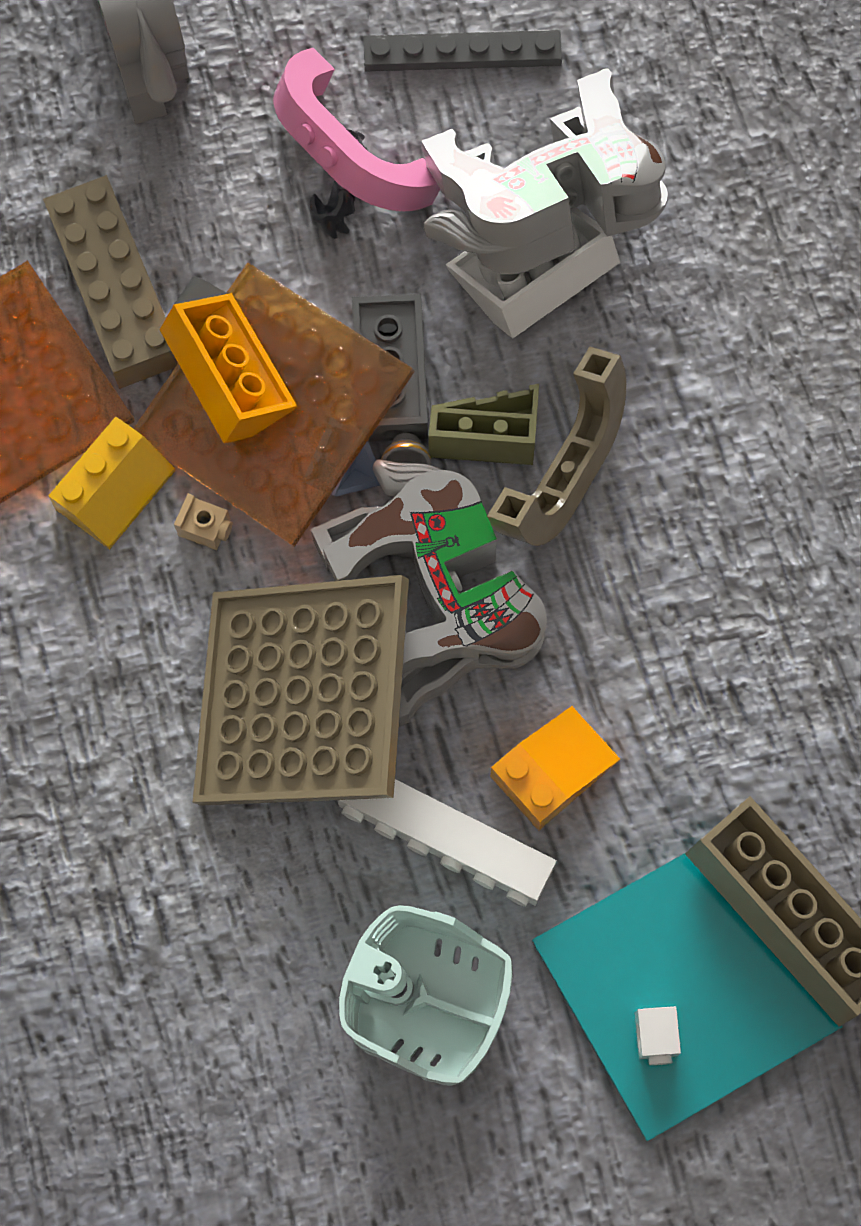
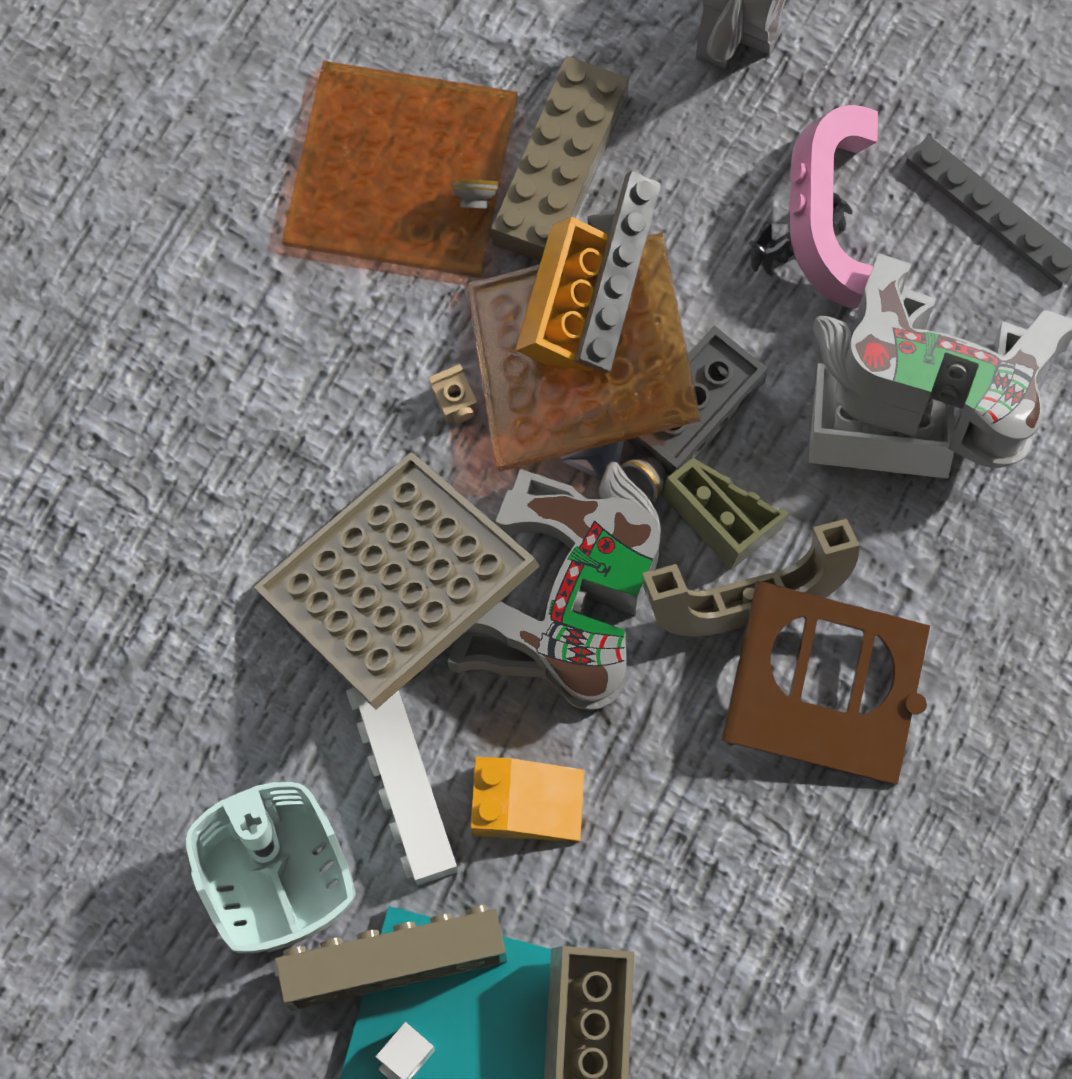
camera: 45 degrees right, 0 degrees up
(71, 359) = (473, 192): none -> light grey piece
(111, 483) = (418, 308): yellow slope -> none
(246, 318) = (617, 272): none -> plate
(582, 973) = (391, 959): none -> dark tan brick
(691, 535) = (784, 725): none -> reddish brown door

